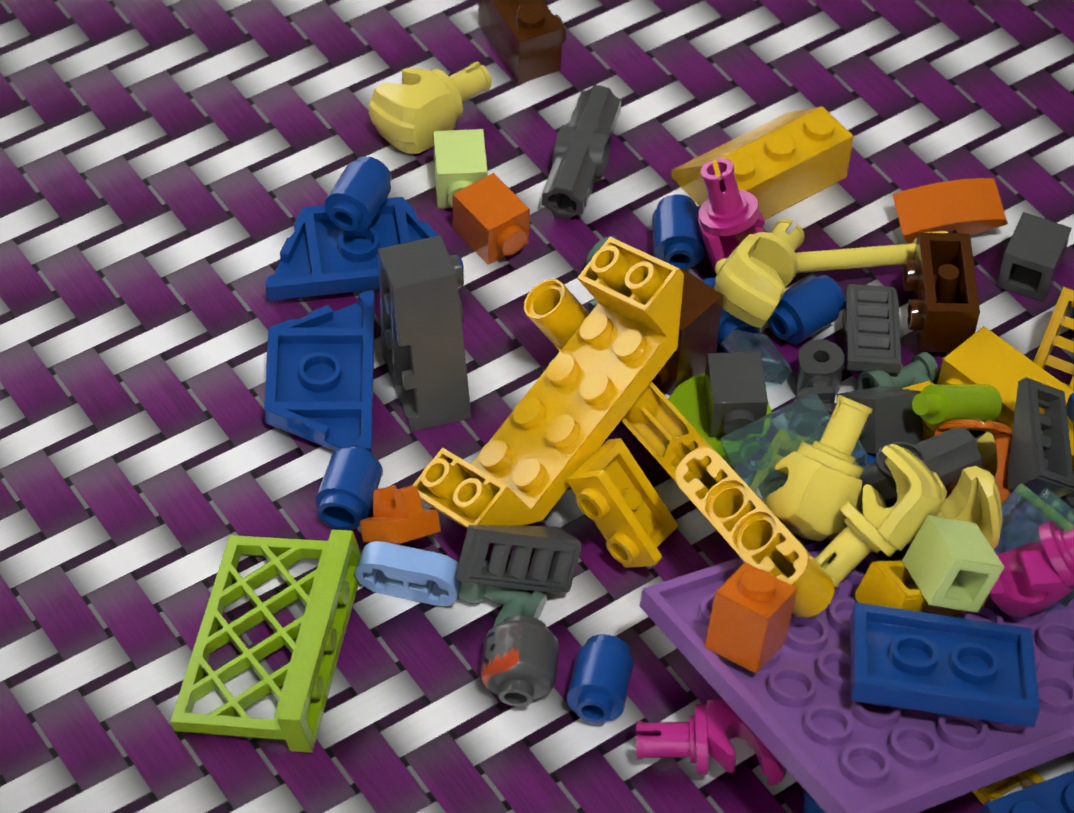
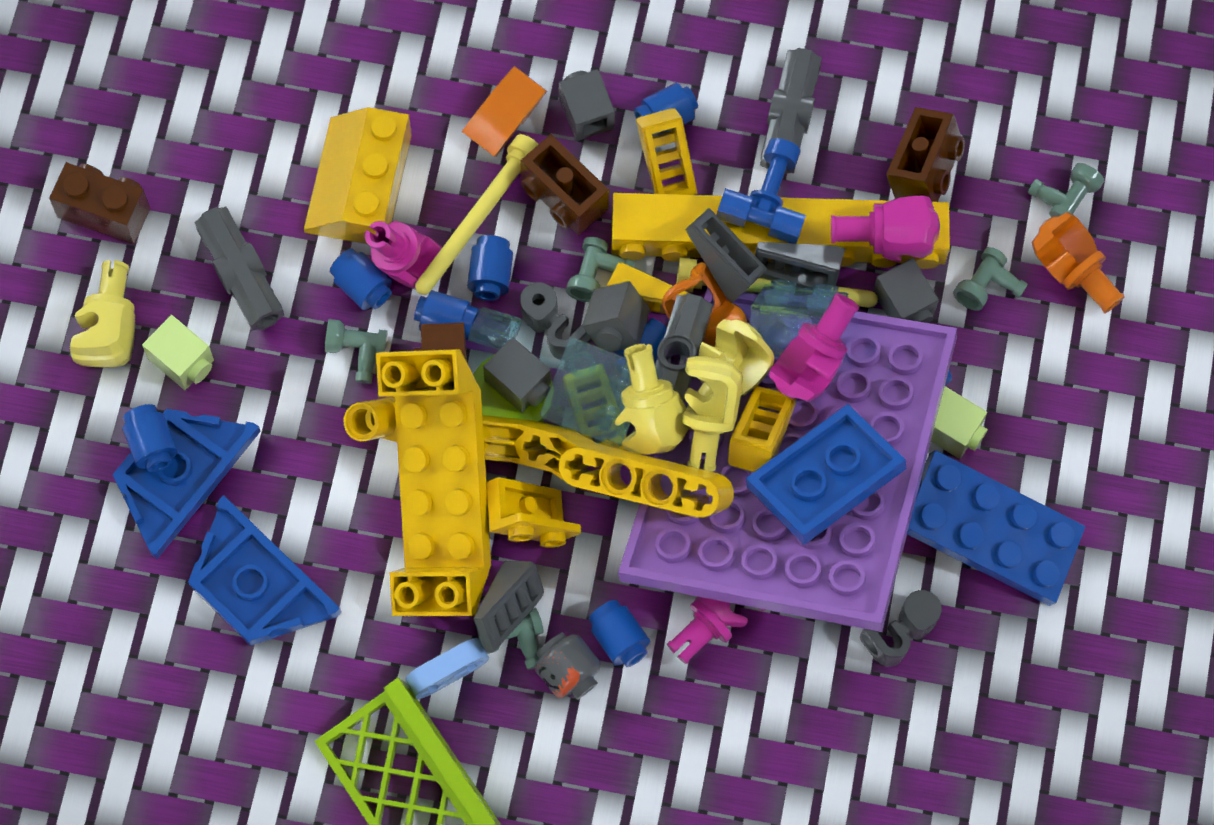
camera: 45 degrees left, 20 degrees up
(348, 488) = (353, 645): blue brick -> none
(398, 517) = (410, 642): orange tile -> none
(424, 331) = (304, 507): dark grey wedge -> none
(491, 219) = (238, 374): orange brick -> none
(750, 617) = (708, 544): orange brick -> none
(758, 272) = (454, 278): light yellow piece -> none
(871, 322) = (531, 230): dark grey slope -> none
(952, 564) = (774, 403): yellowish green brick -> none
(956, 402) = (656, 270): lime cylinder -> none

